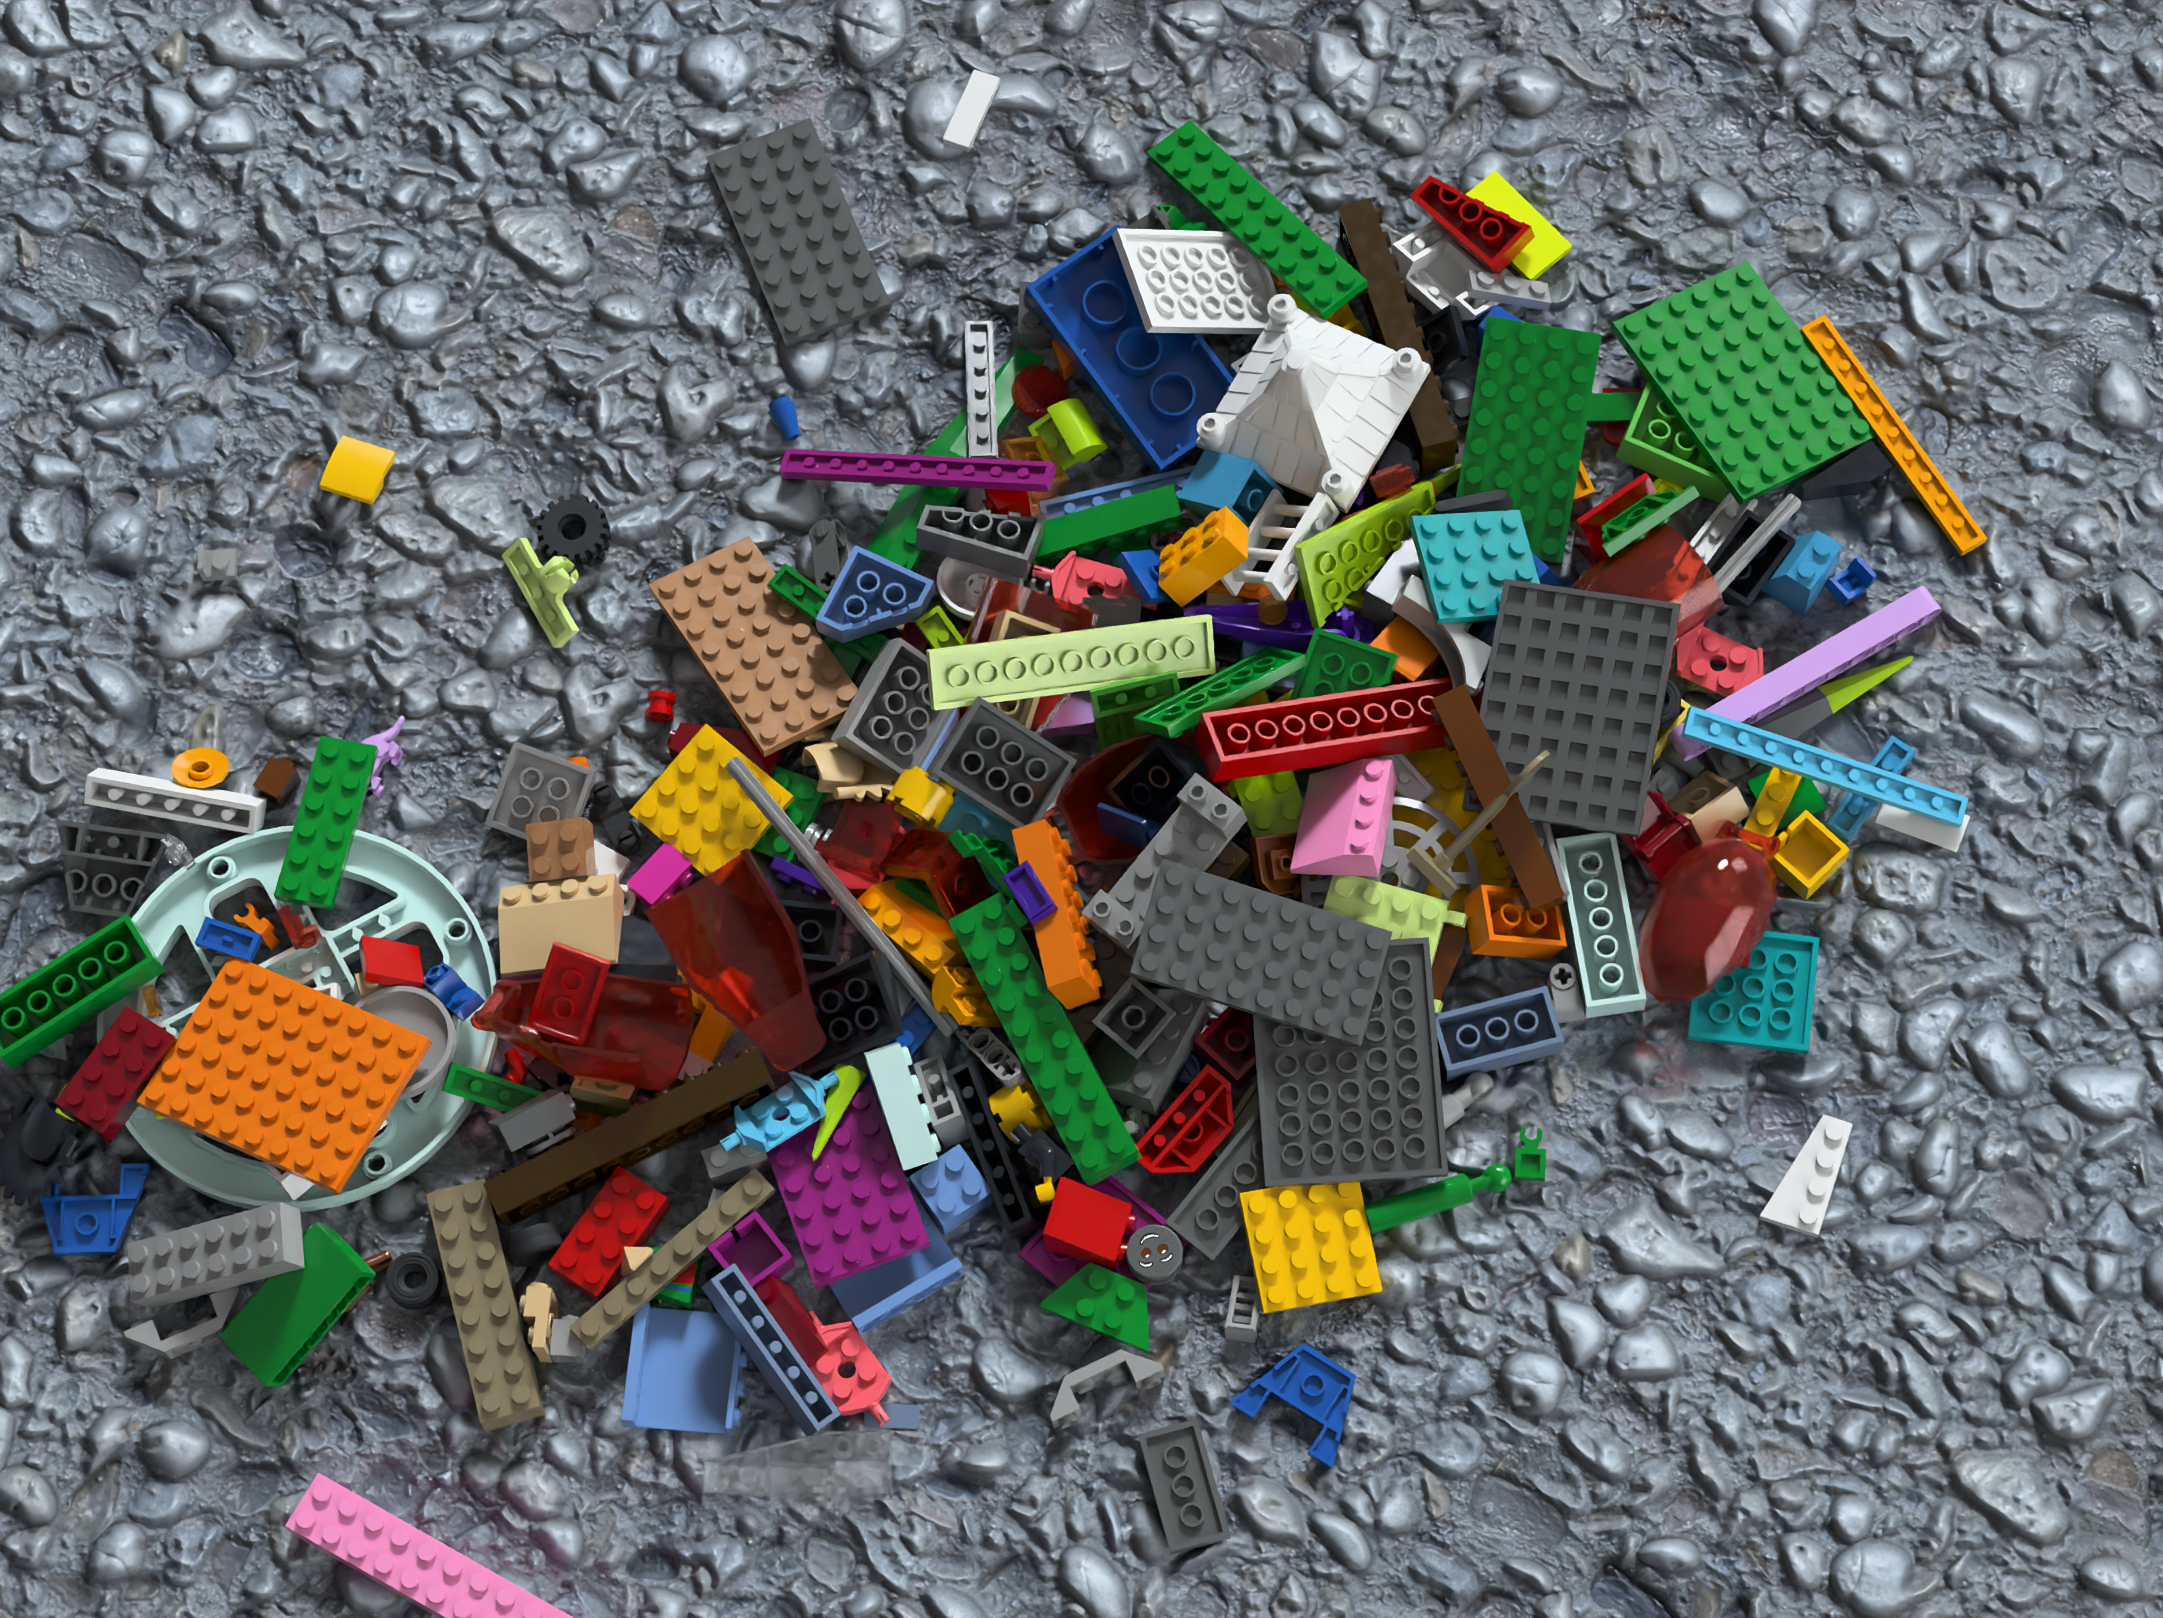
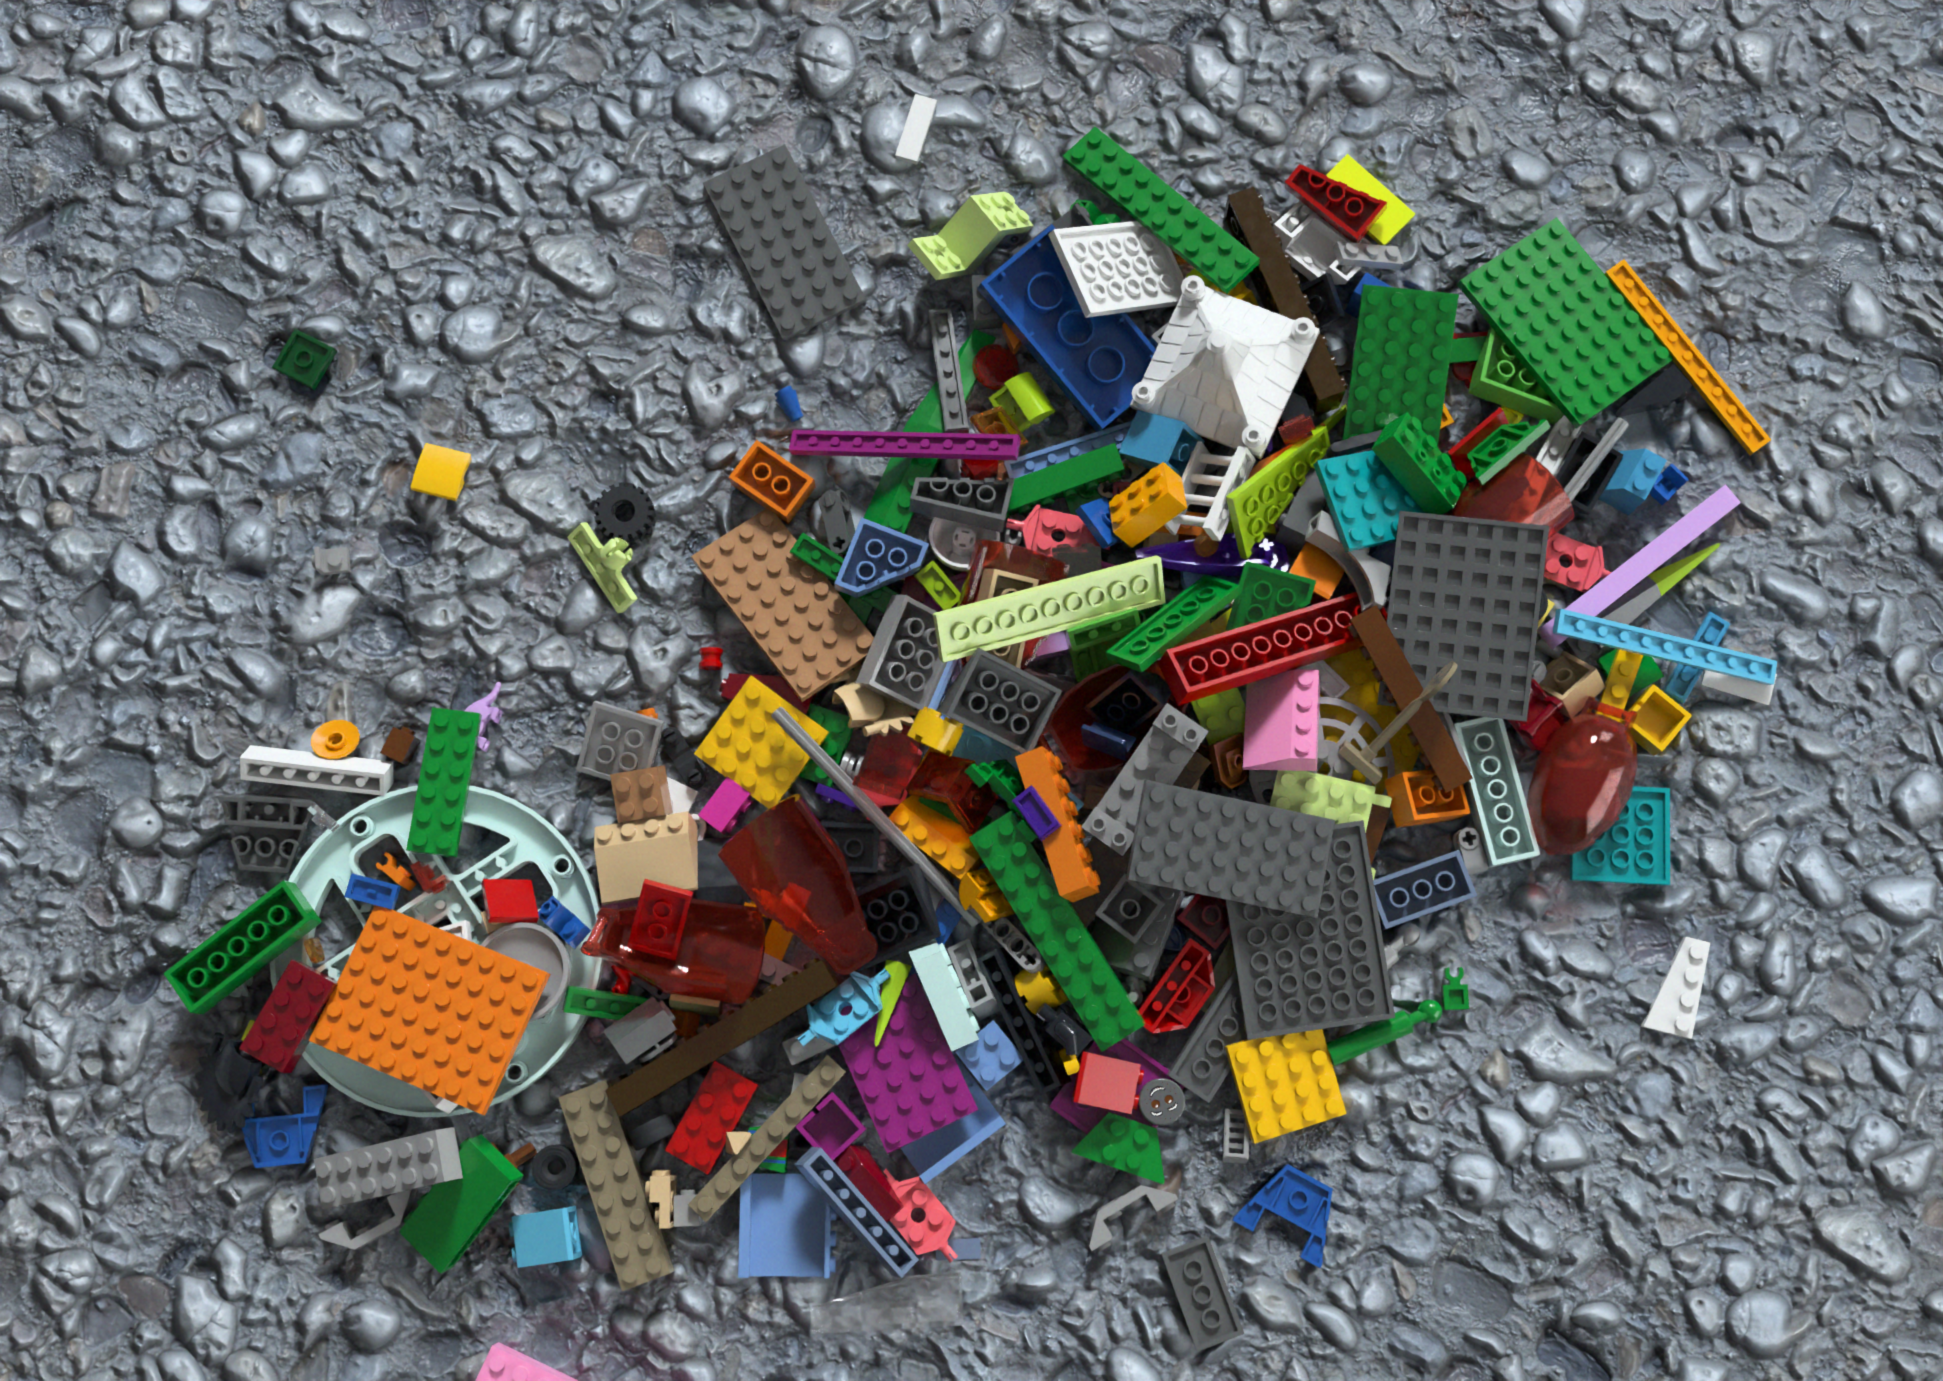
camera: 10 degrees left, 10 degrees up
(207, 330) = (304, 359): none -> dark green plate
(394, 1356) = (545, 1237): none -> medium azure slope
(755, 505) = (772, 481): none -> orange brick
(1023, 235) = (970, 235): none -> yellowish green bracket
(1538, 530) = (1419, 465): none -> green piece

